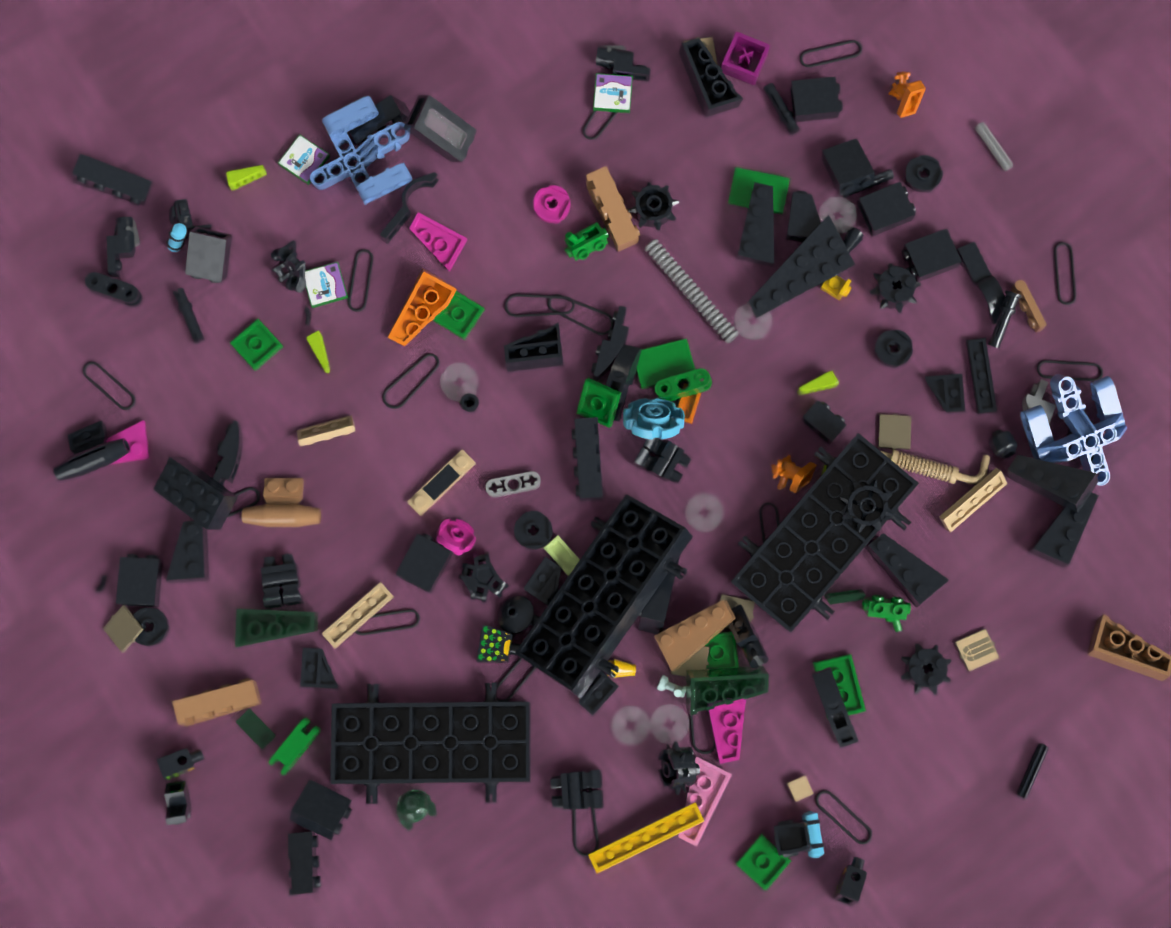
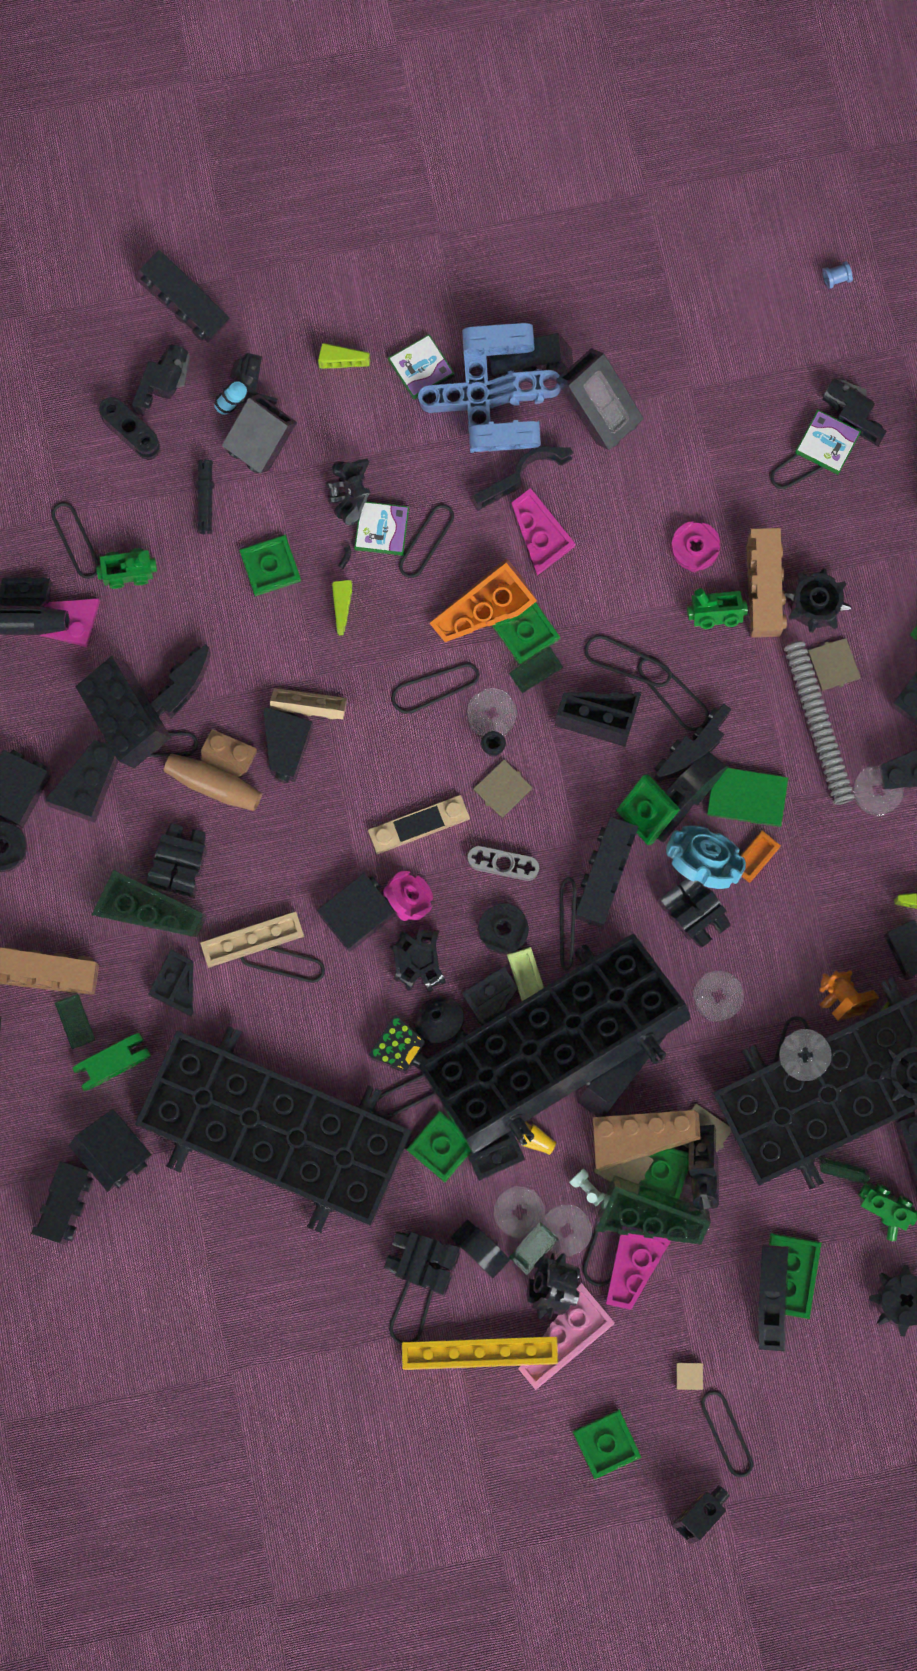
camera: 20 degrees right, 0 degrees up
(159, 386) = (133, 567): none -> green brick
(322, 465) = (286, 743): none -> black slope
(414, 807) = (221, 1195): clear green helmet -> none
(477, 338) = (536, 670): none -> clear green tile
(490, 432) = (503, 788): none -> dark tan piece
(555, 704) = (440, 1147): none -> green tile
(580, 504) = (562, 924): none -> black piece
(614, 763) = (480, 1248): none -> black brick
(652, 746) = (533, 1248): none -> clear green tile
(684, 246) = (834, 664): none -> dark tan piece
(694, 386) = (771, 840): green piece -> none
(773, 522) = (795, 1066): none -> clear plate
(799, 836) = (663, 1432): black piece -> none

